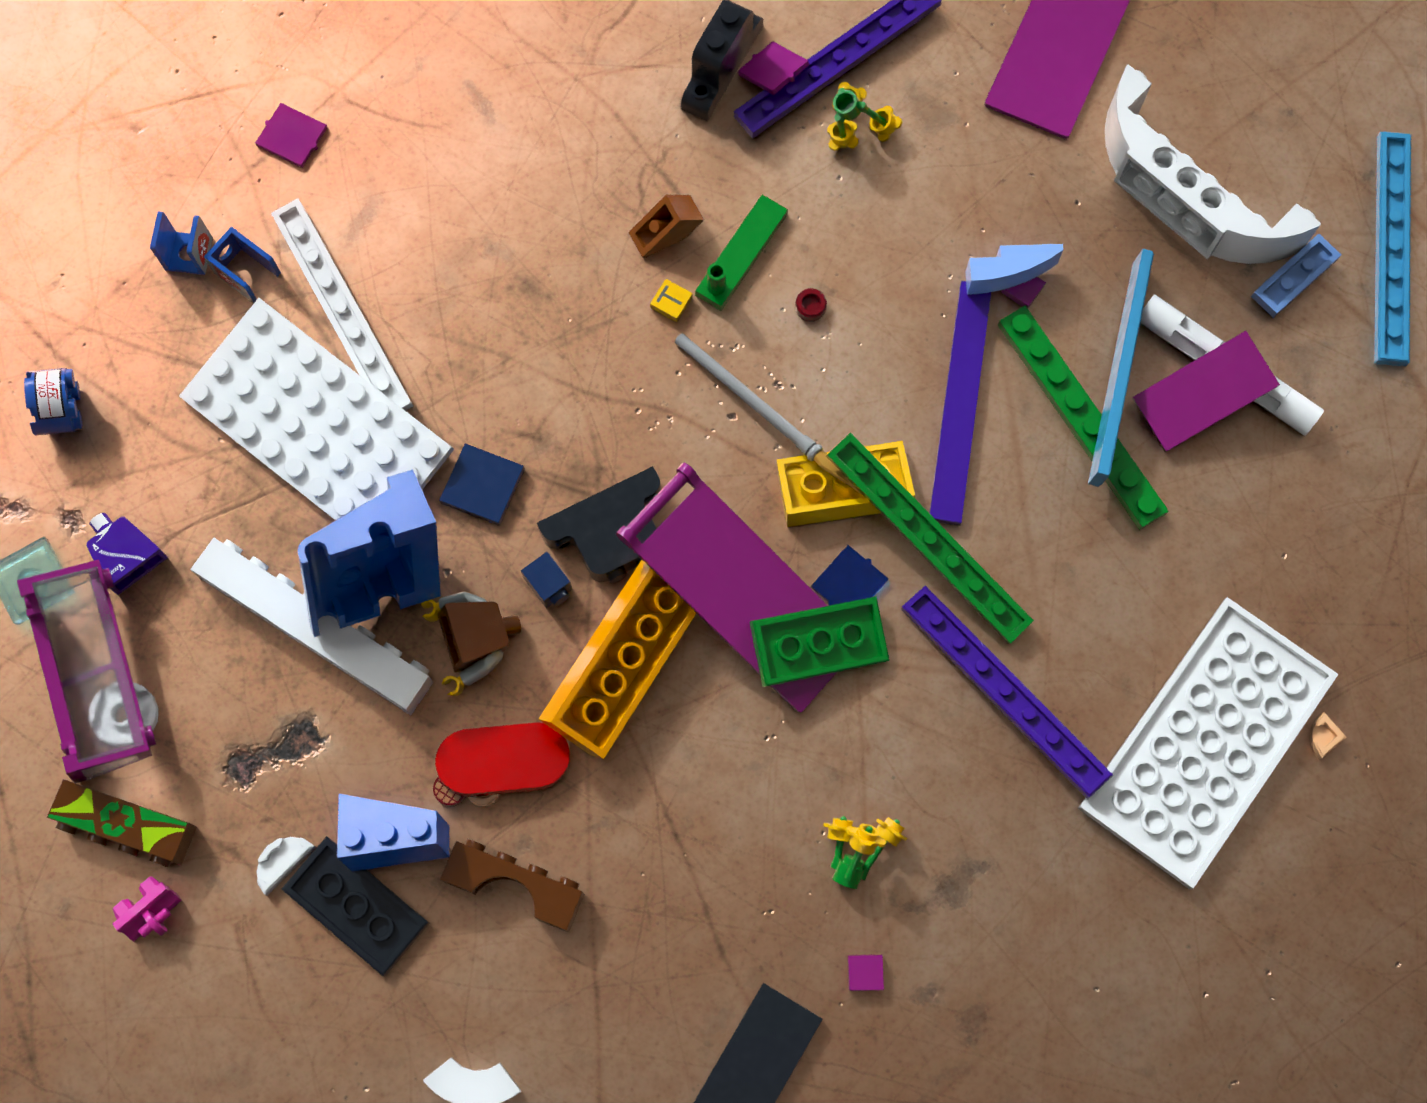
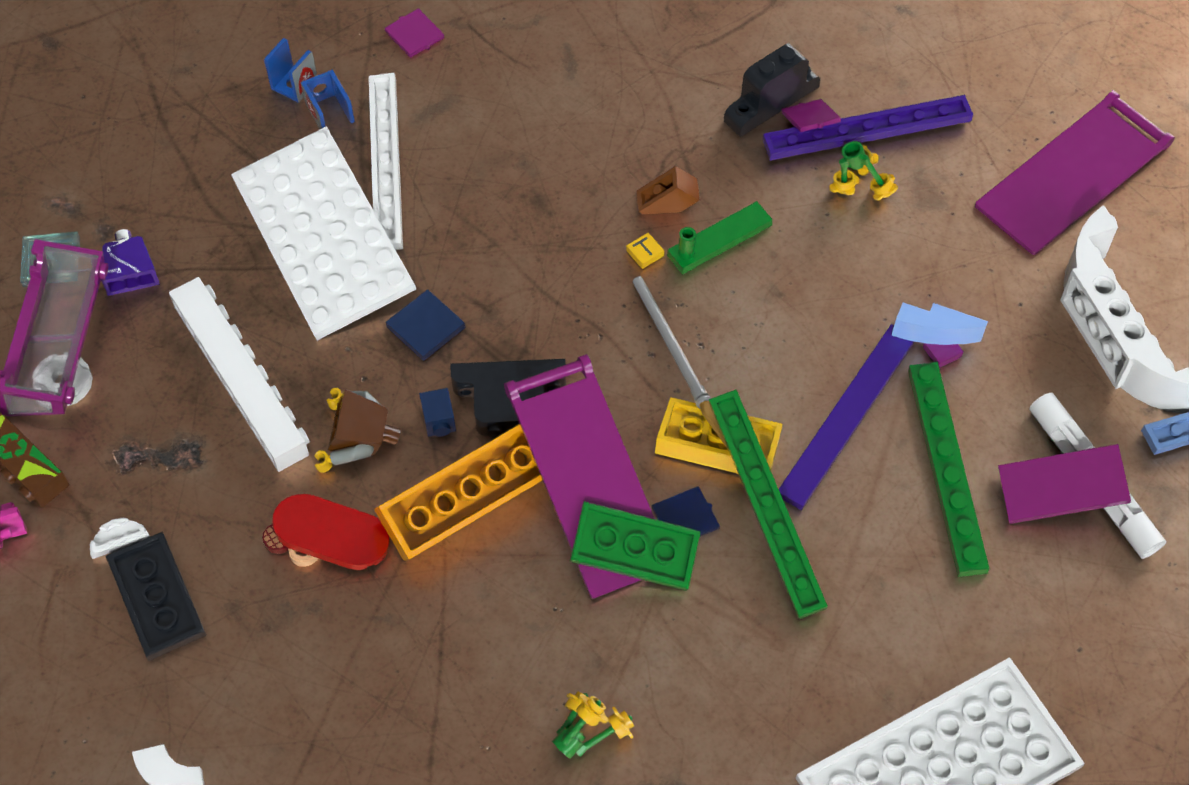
camera: 25 degrees right, 15 degrees down
(52, 401) = (136, 140): brick -> none
(372, 554) = (300, 325): blue panel -> none
(388, 834) = (208, 544): wedge -> none
(473, 869) = (263, 606): reddish brown arch -> none
(810, 304) = (757, 296): dark red tile -> none
(1007, 692) = (778, 657): dark purple tile -> none
(1121, 368) = (995, 438): dark azure tile -> none

